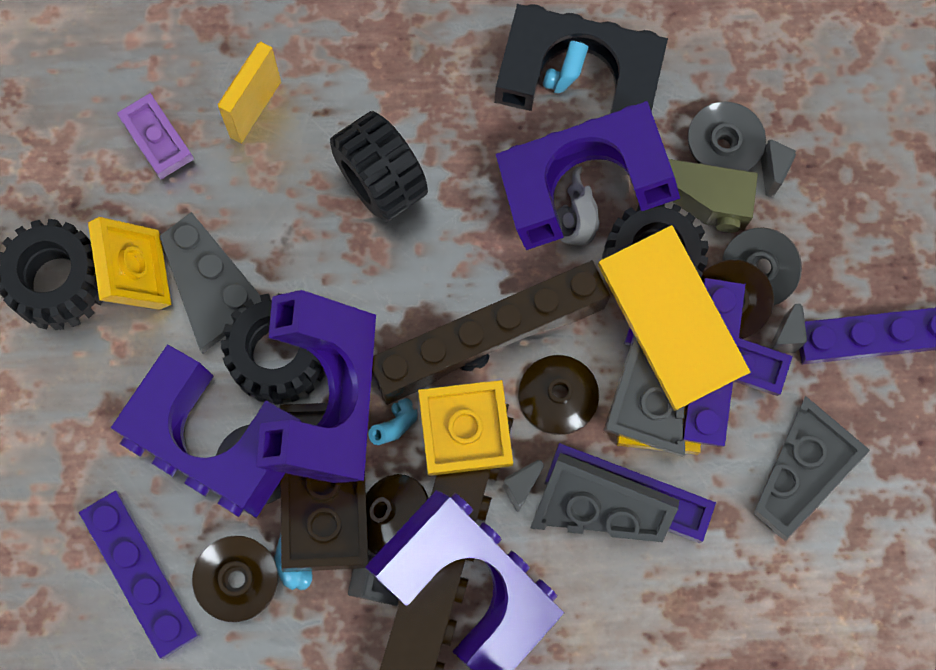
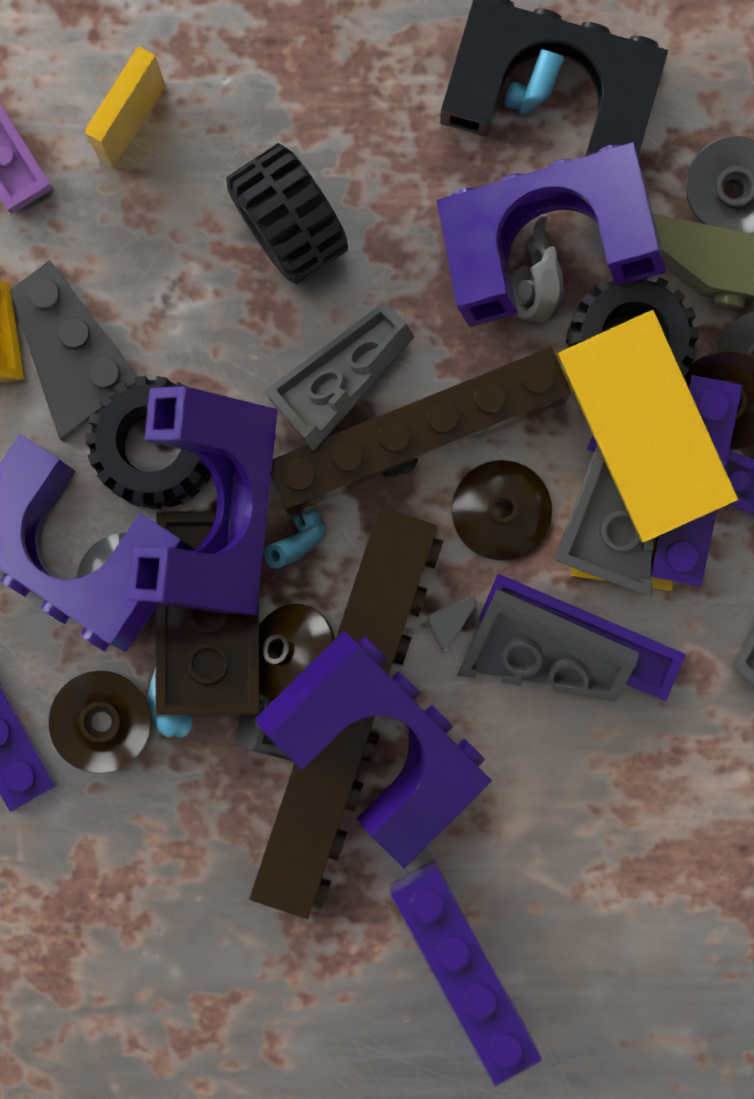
camera: 10 degrees right, 10 degrees up
(423, 291) = (339, 374): none -> dark grey wing
(465, 428) = (382, 554): yellow plate -> none

